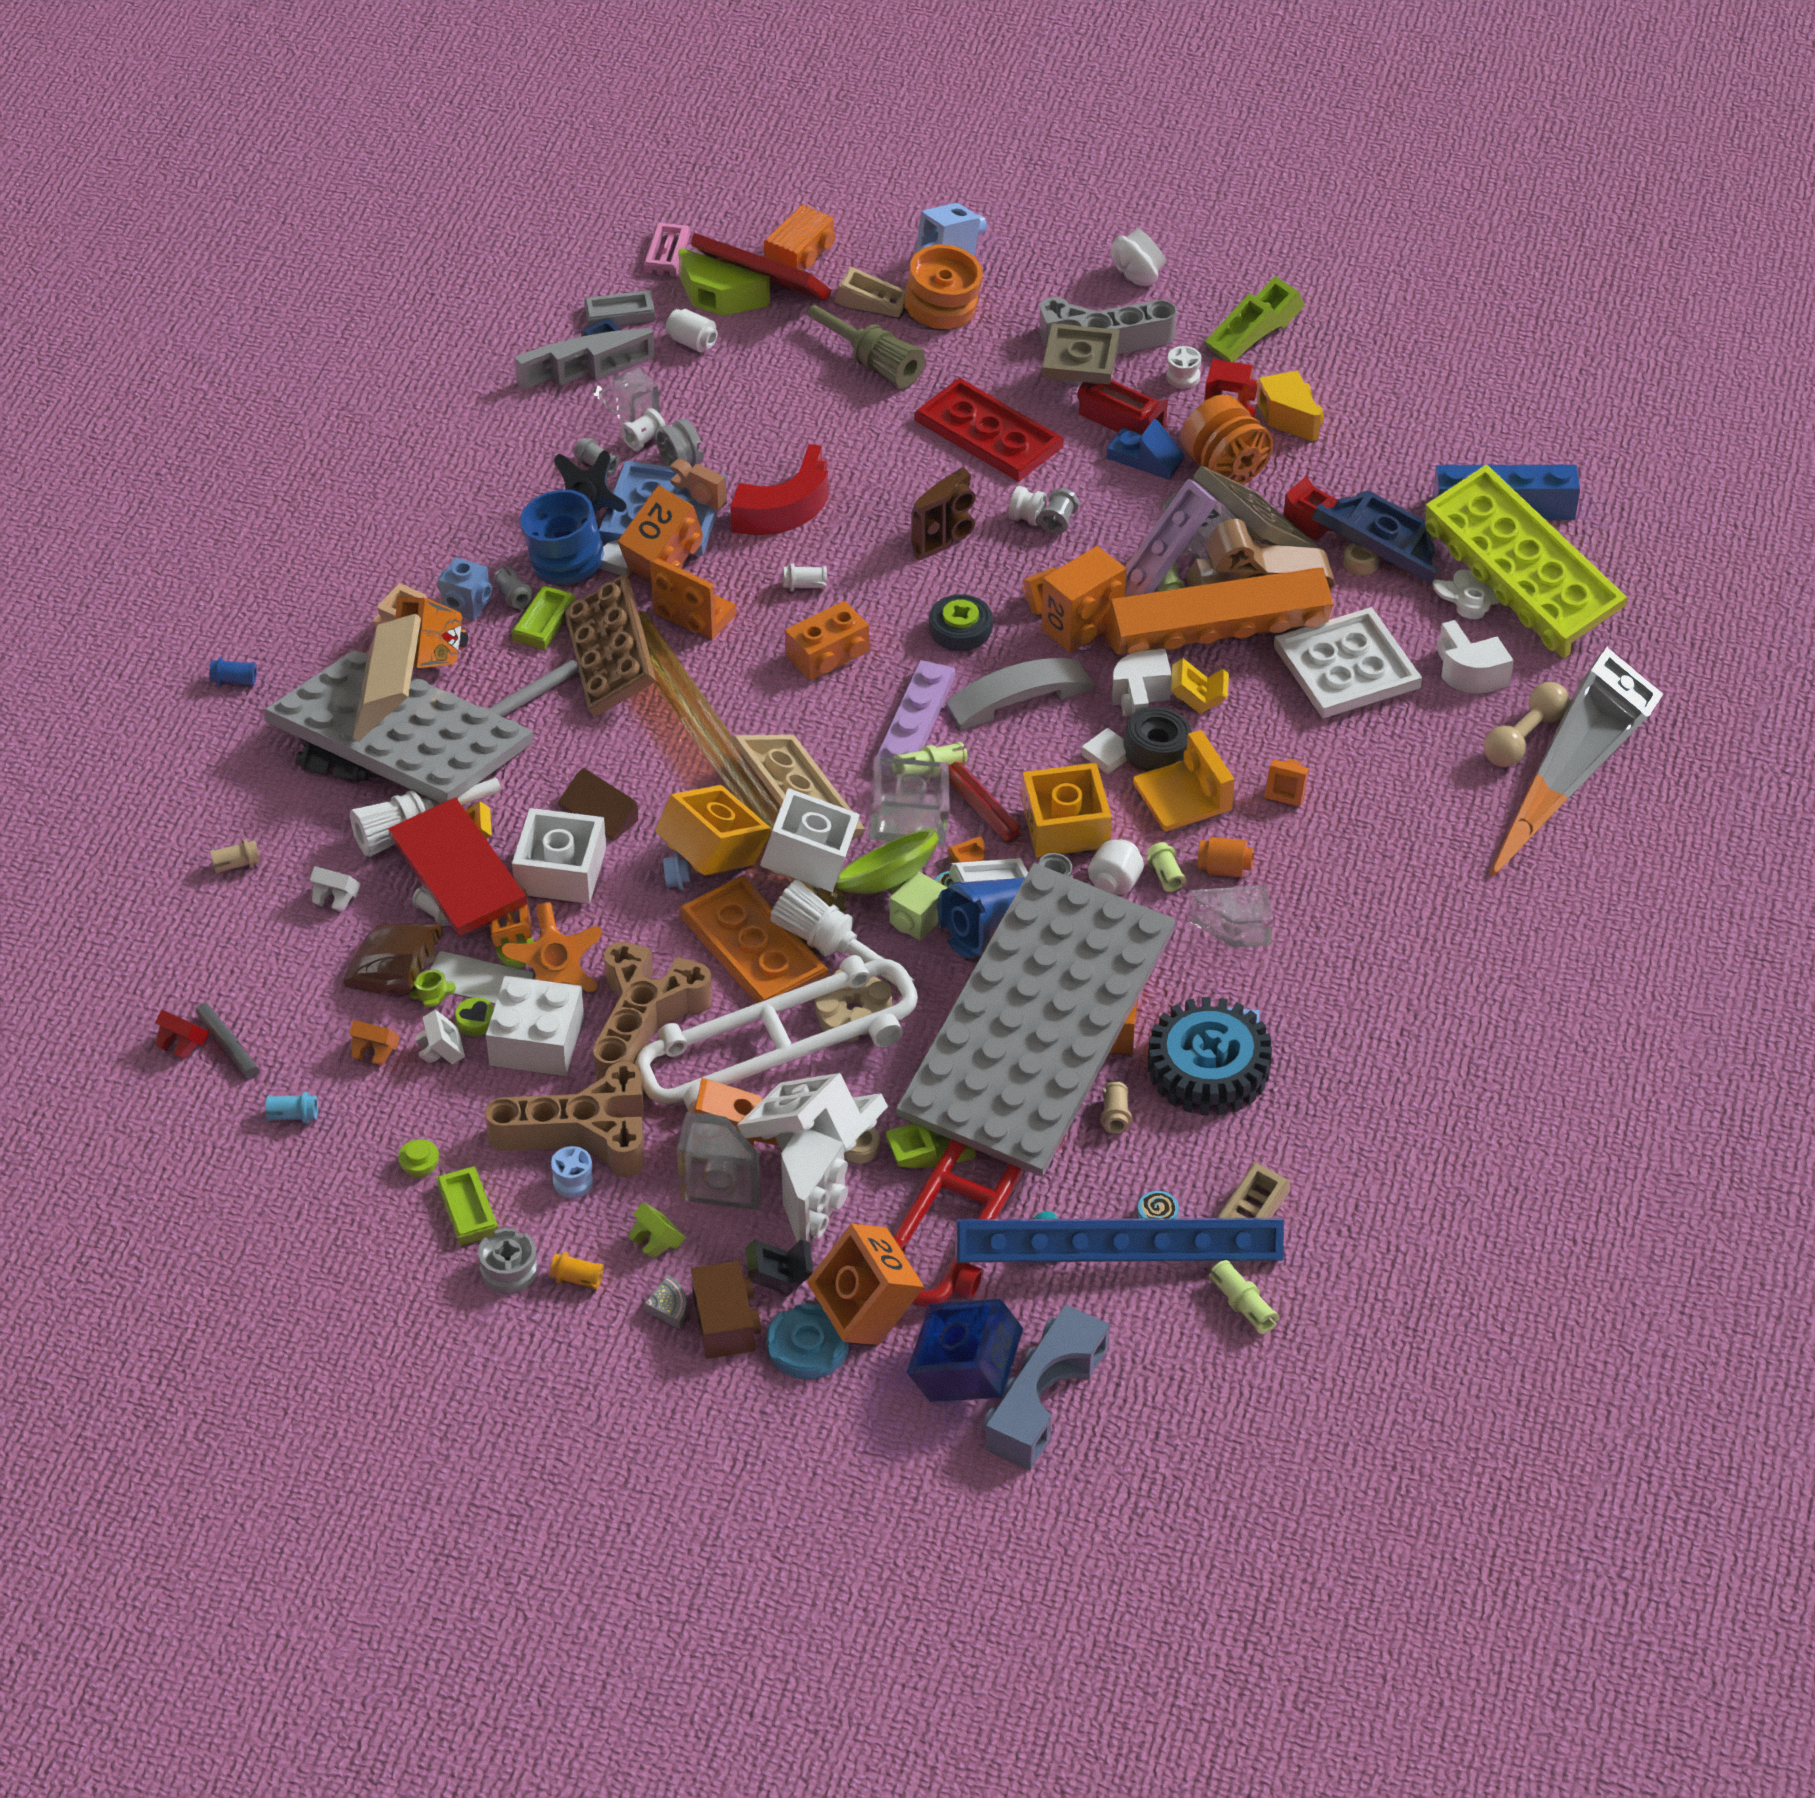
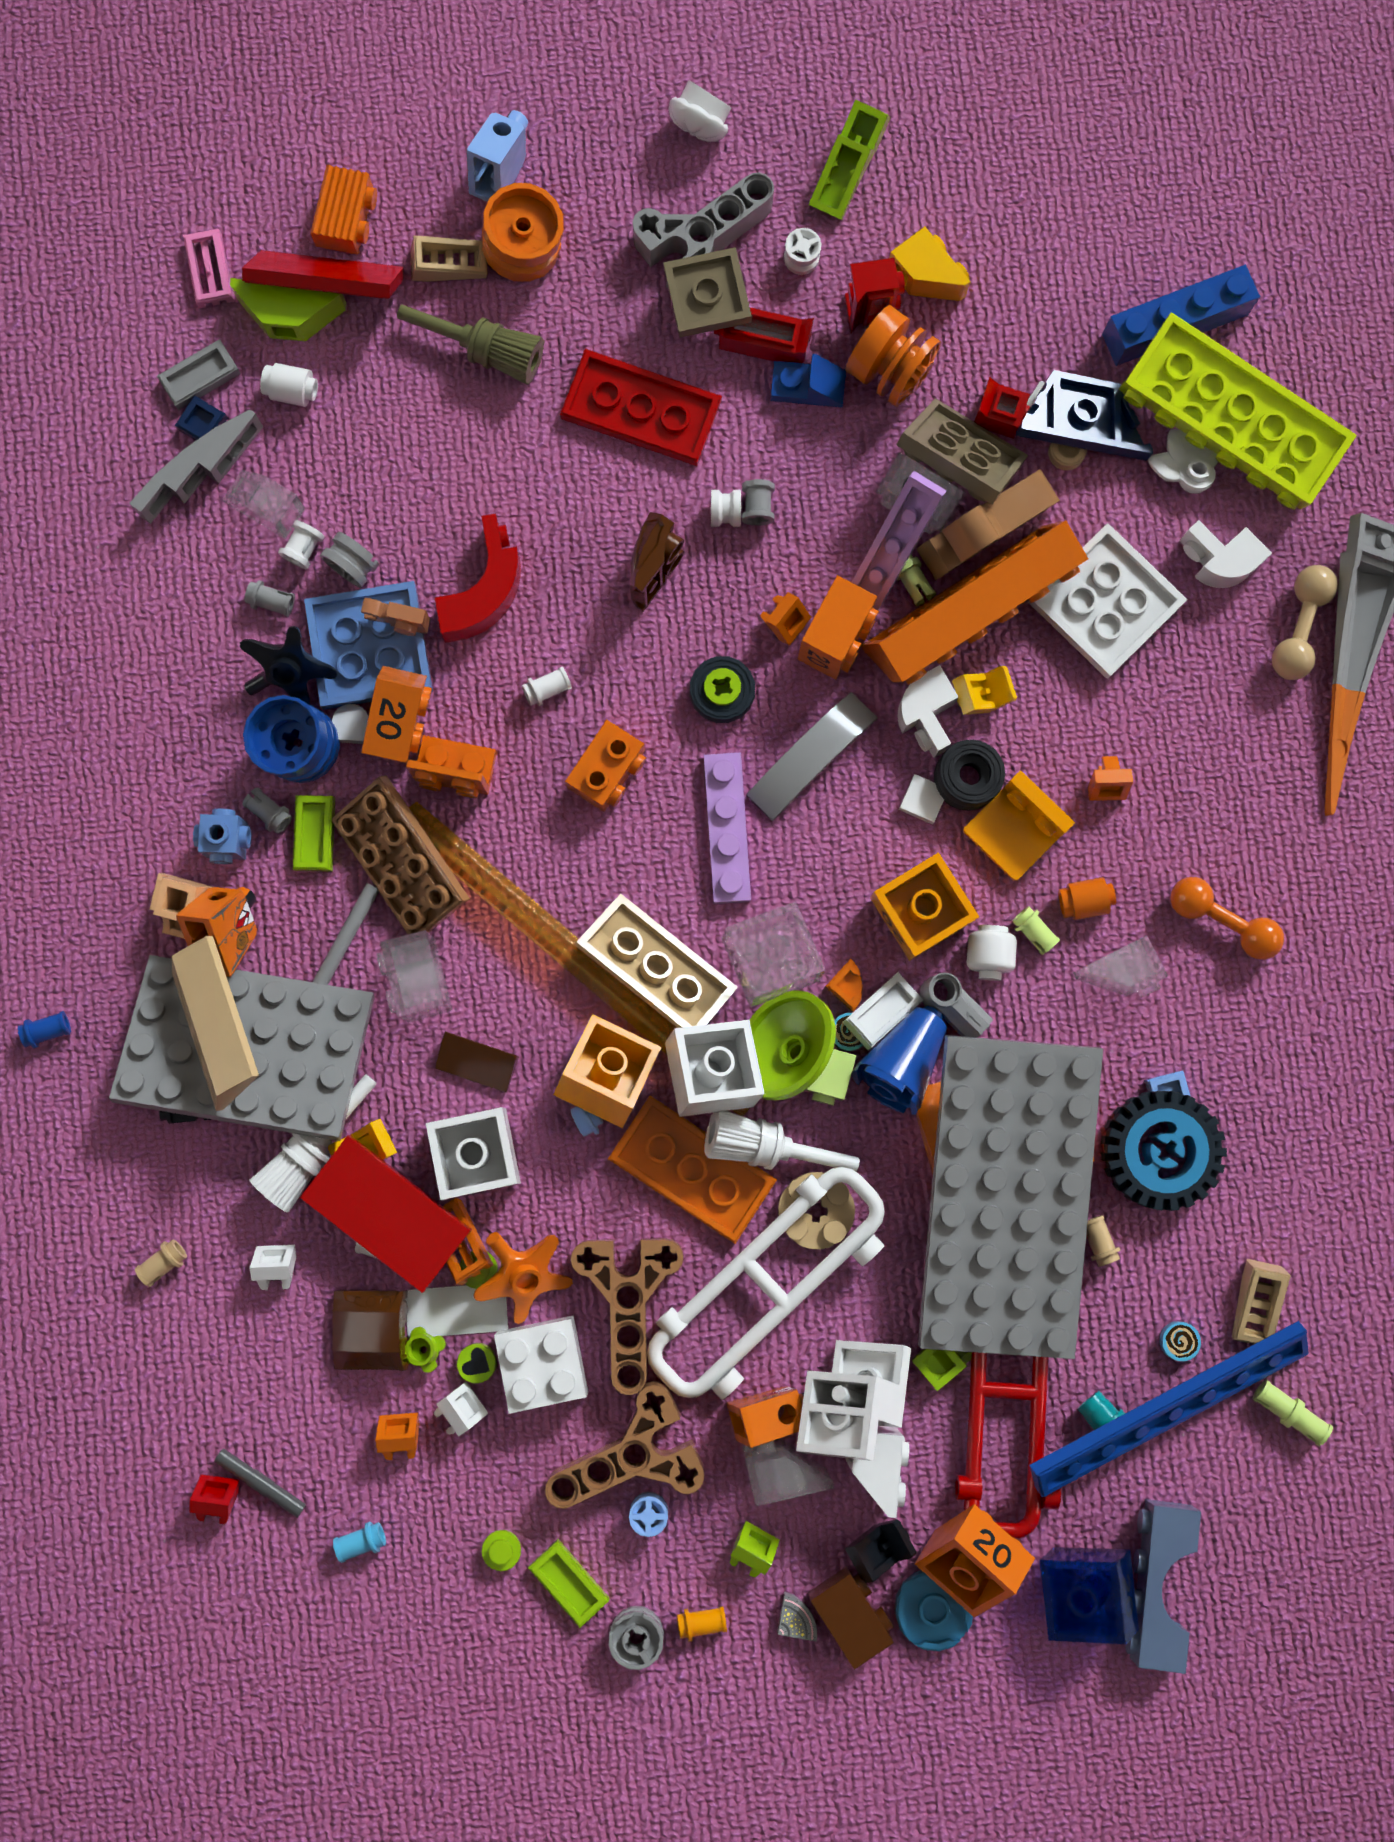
camera: 25 degrees left, 35 degrees up
(577, 718) = (414, 977): none -> clear brick
(944, 754) = (768, 885): yellowish green pin -> none
(983, 802) = (833, 912): red axle -> none
(1379, 929) = (1259, 938): none -> orange piece

